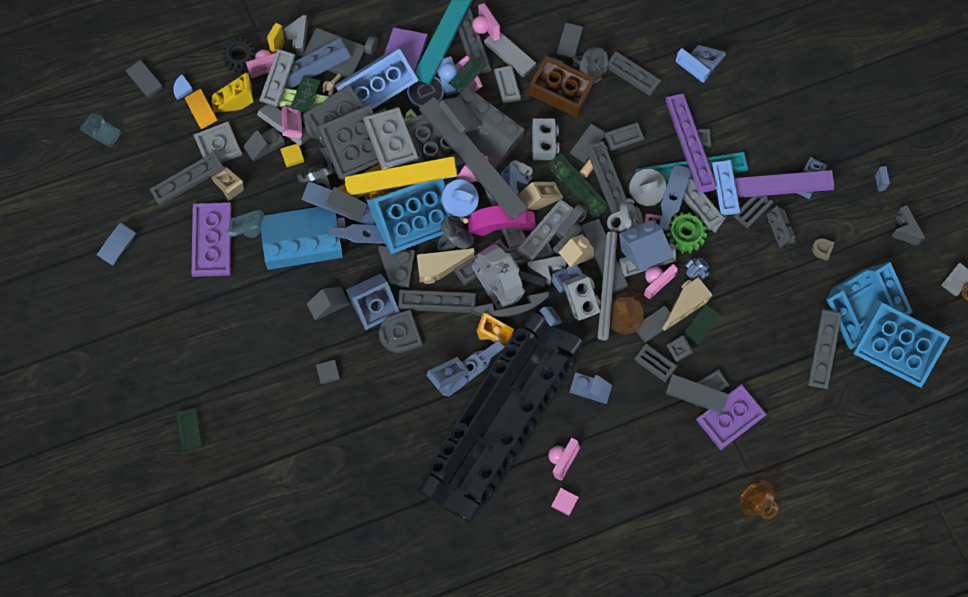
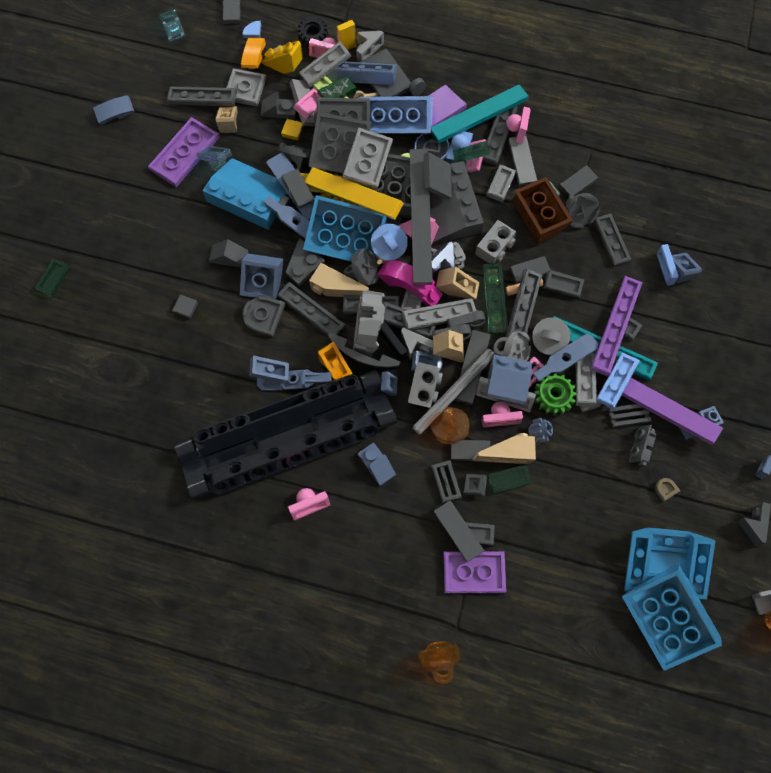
camera: 40 degrees right, 0 degrees up
(564, 501) = (282, 539): bright pink tile -> none
(824, 349) = (599, 574): dark grey tile -> none

